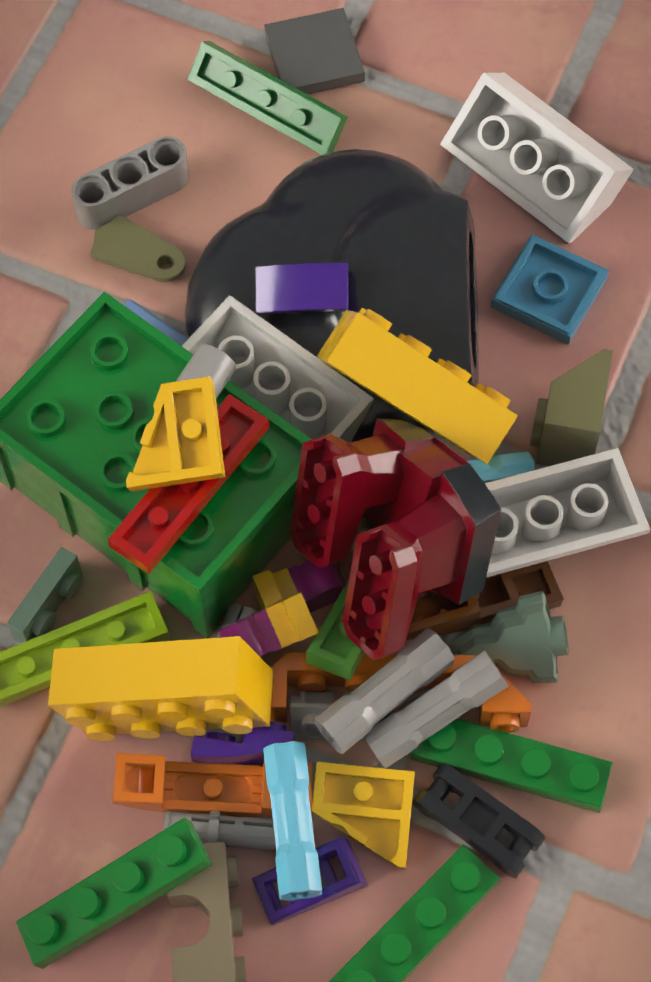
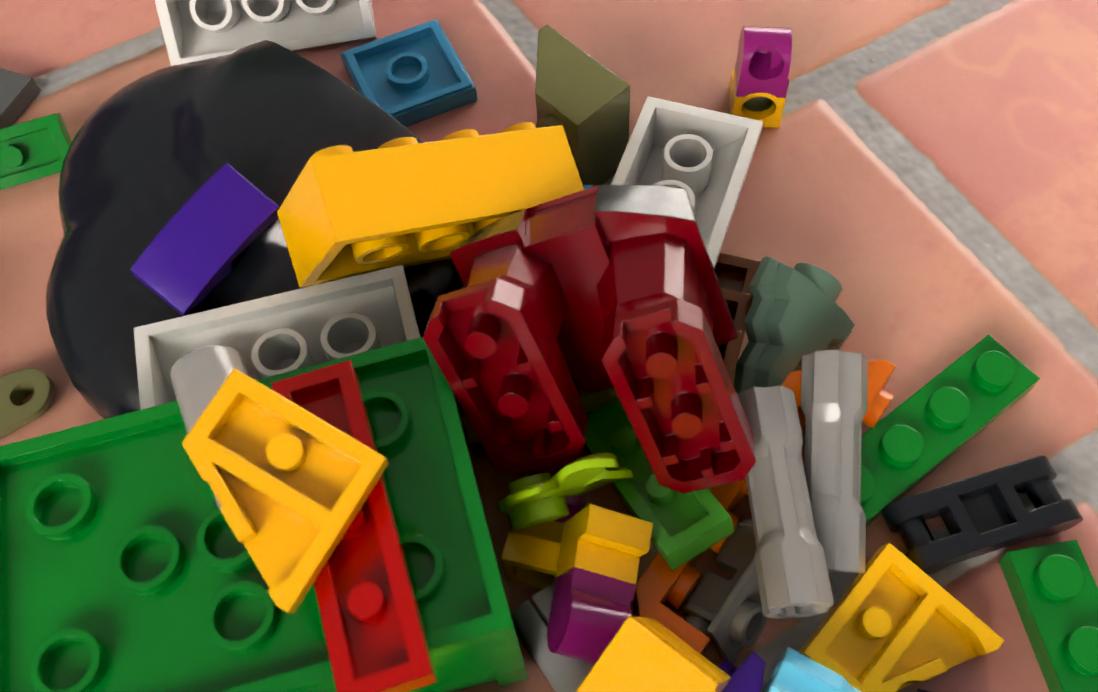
camera: 50 degrees left, 5 degrees down
(296, 571) = (543, 497): none -> lime plate

